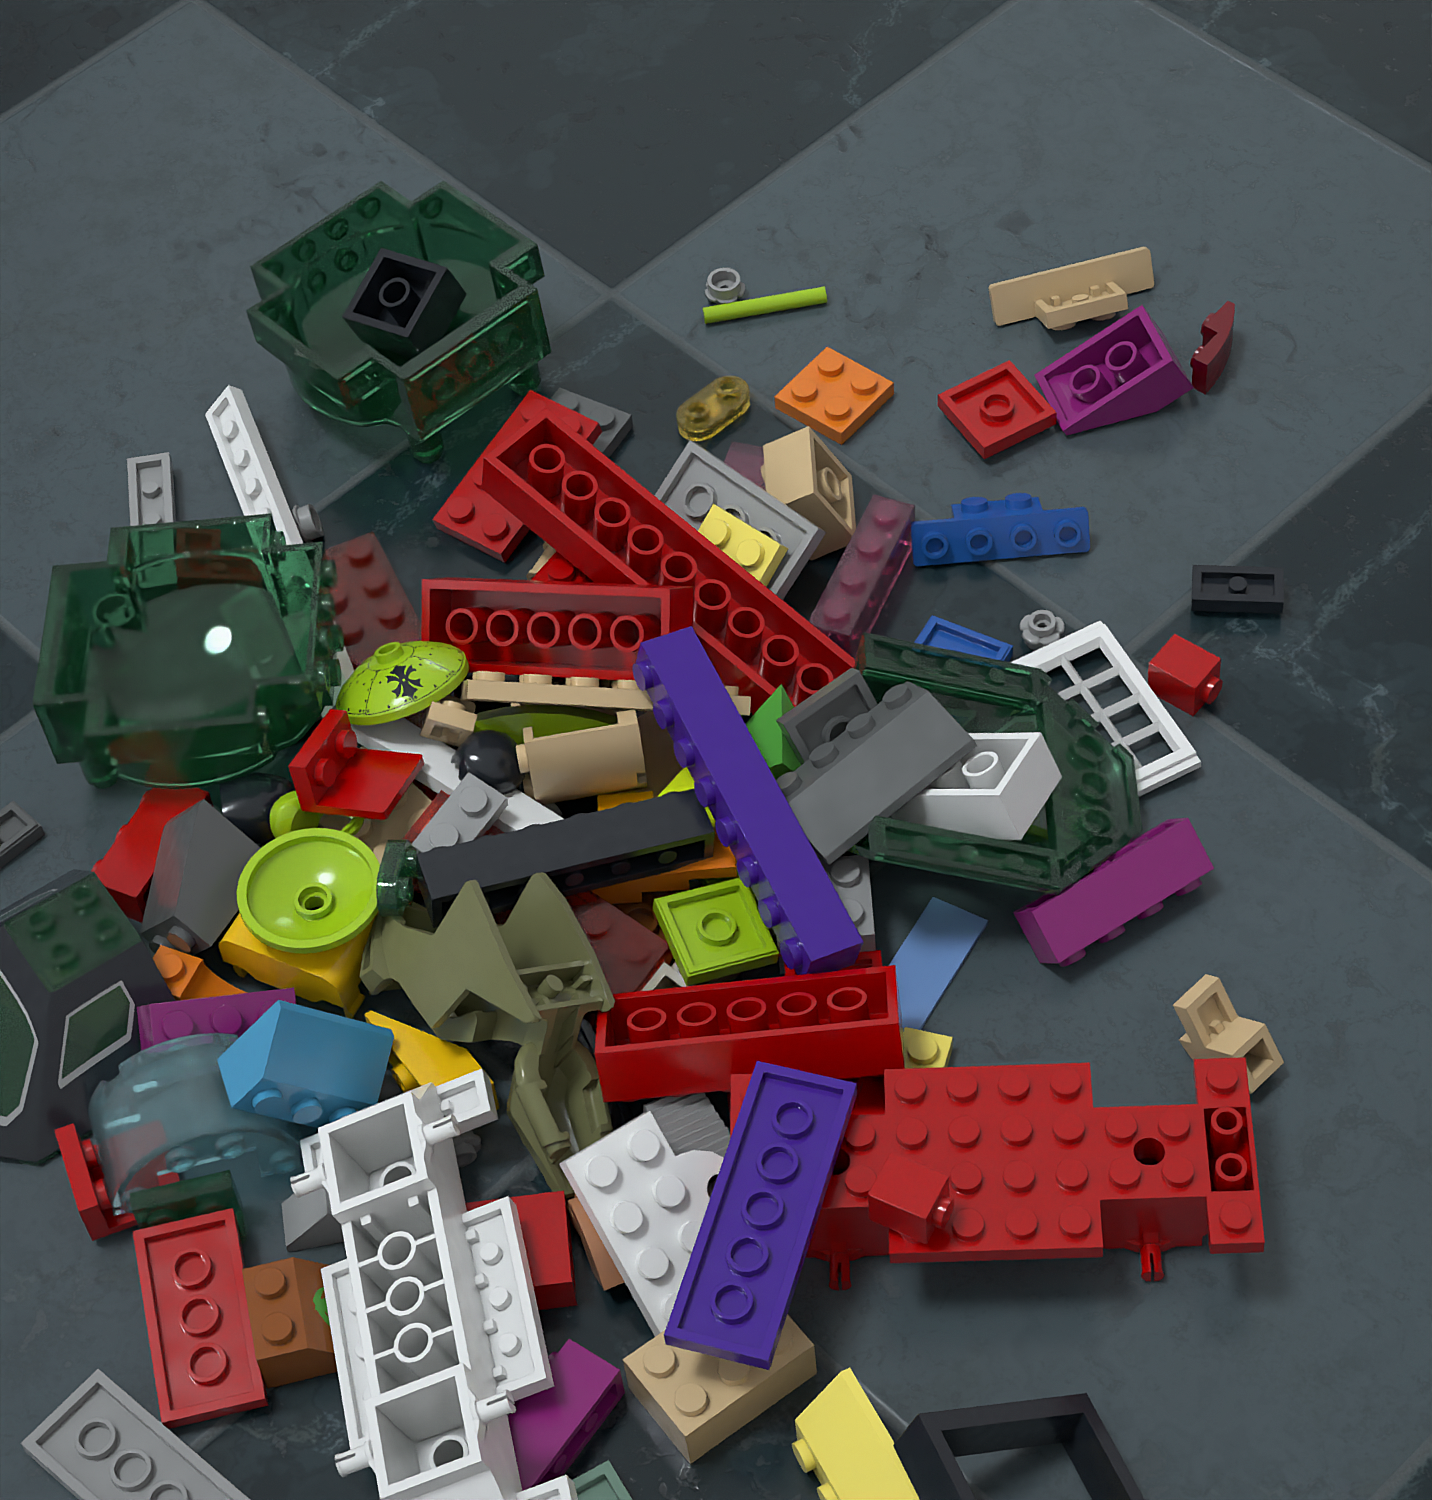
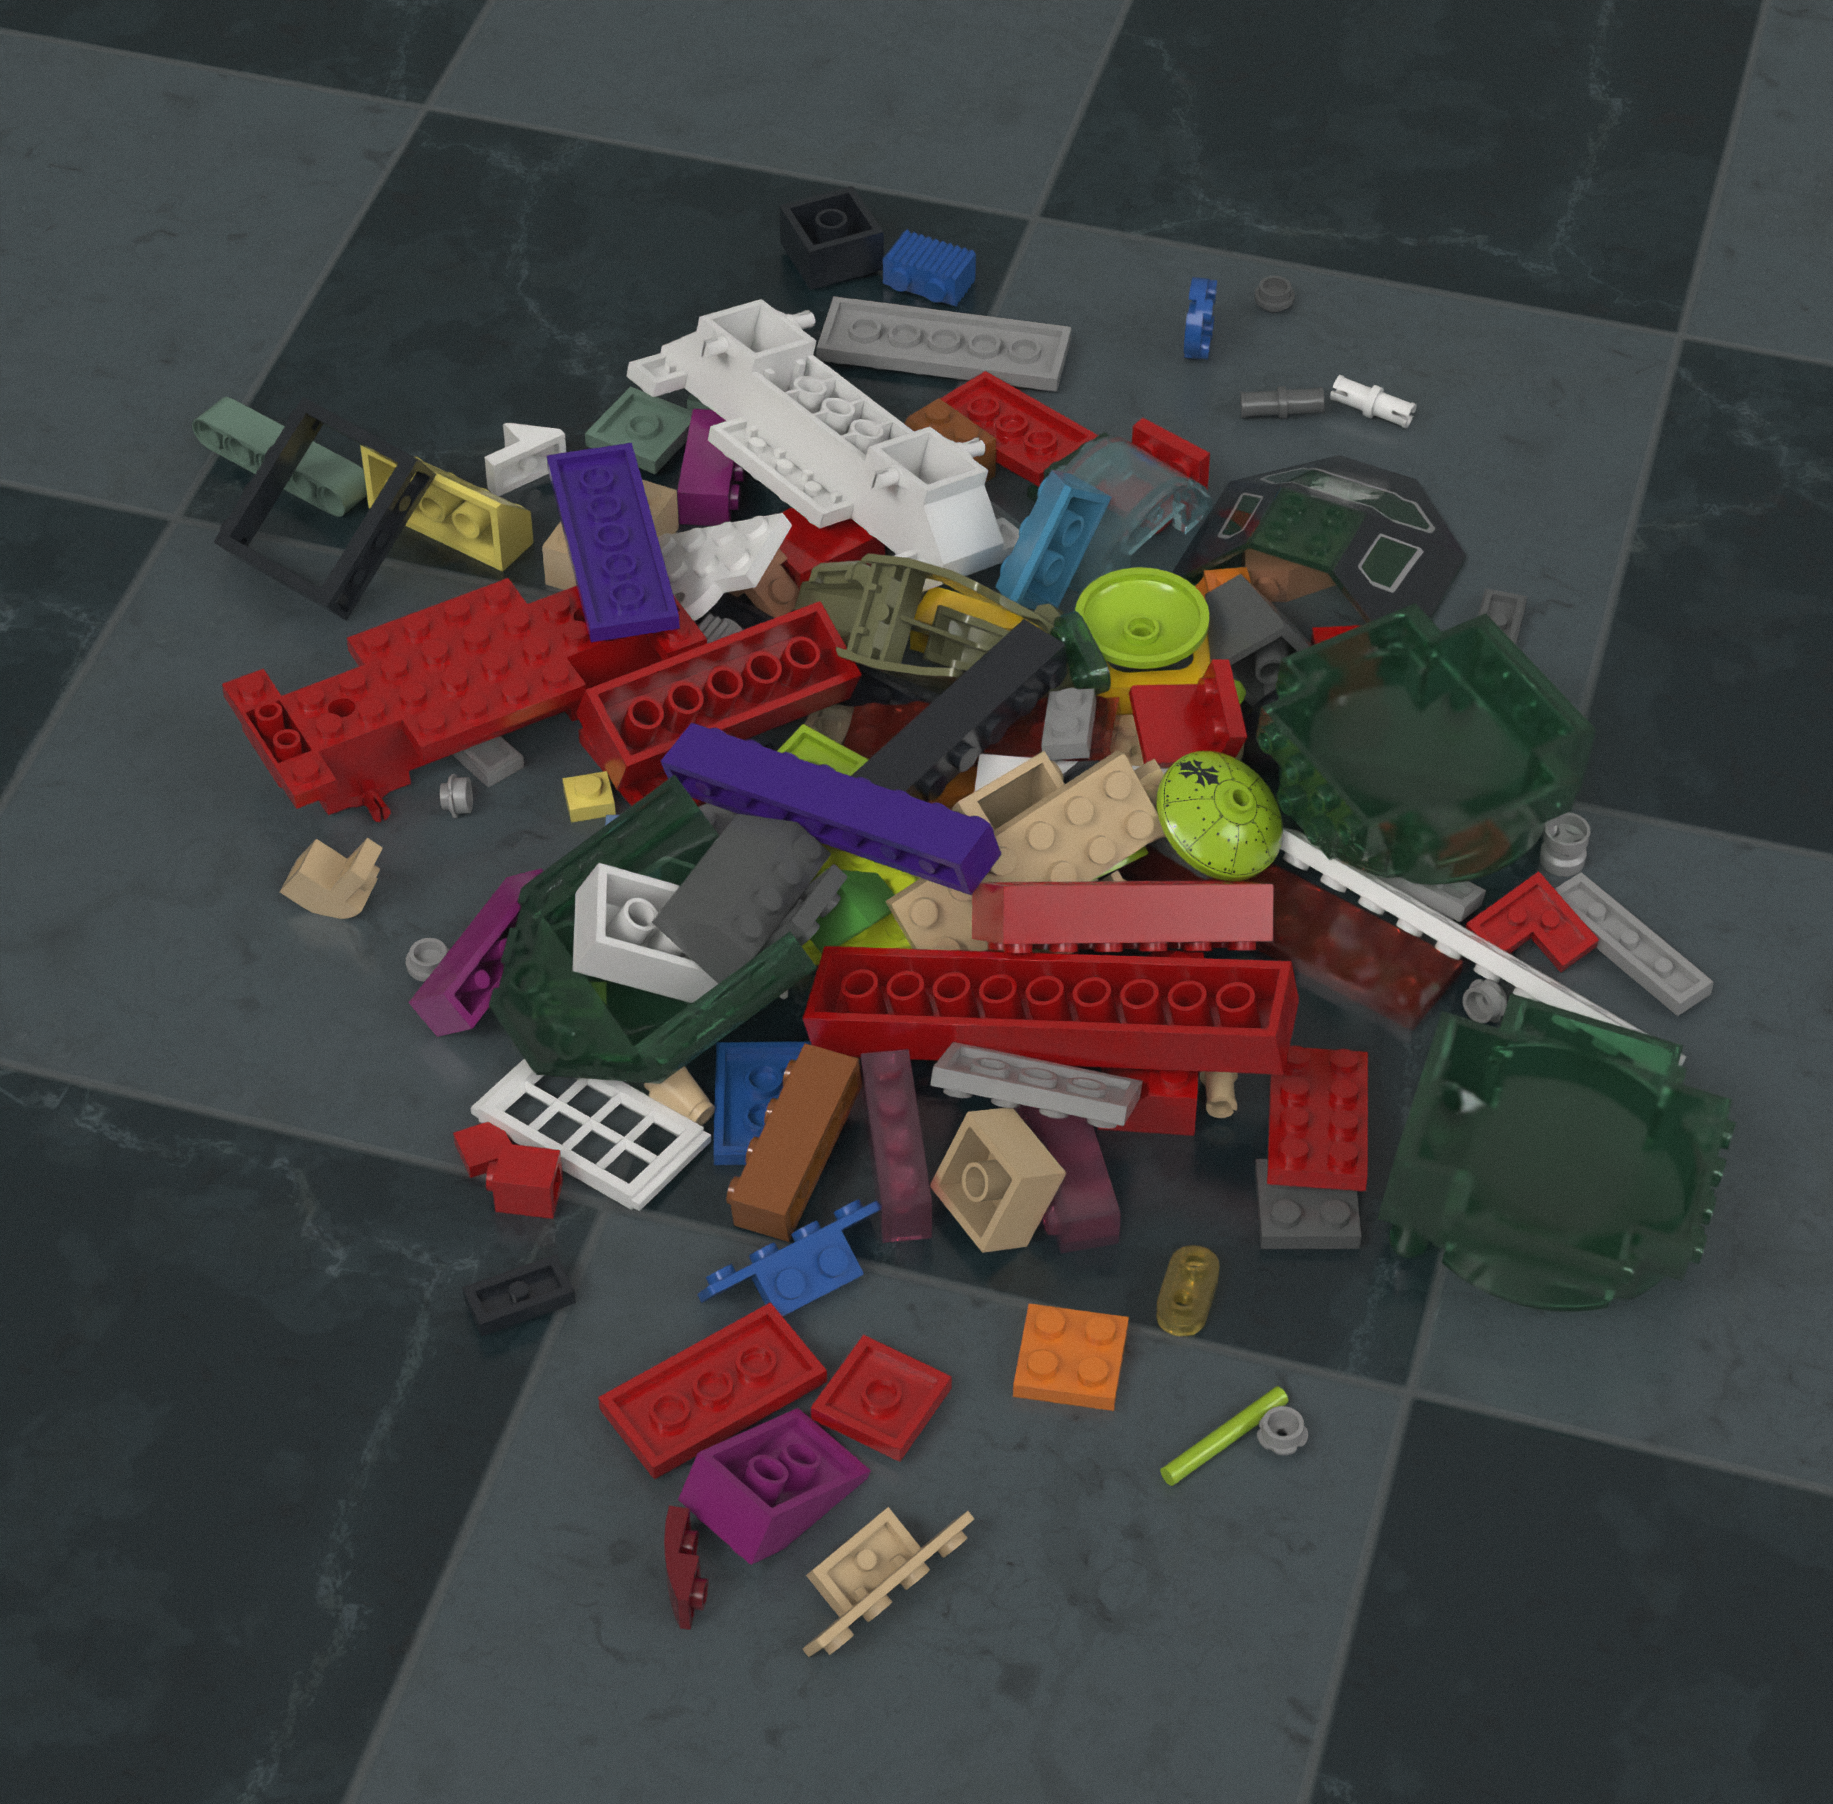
camera: 145 degrees right, 5 degrees down
(217, 1014) = (1174, 542): magenta brick -> none
(404, 304) = (1574, 1197): black brick -> none
(743, 543) = (1030, 1056): light yellow plate -> none
(910, 1198) = (502, 581): red brick -> none
(951, 595) = (794, 1142): none -> dark orange brick
(1039, 637) = (695, 1194): light grey plate -> none
(1121, 461) = (712, 1390): none -> red plate
(1169, 932) = (425, 957): none -> light grey plate
(1206, 734) = (479, 1146): none -> red tile

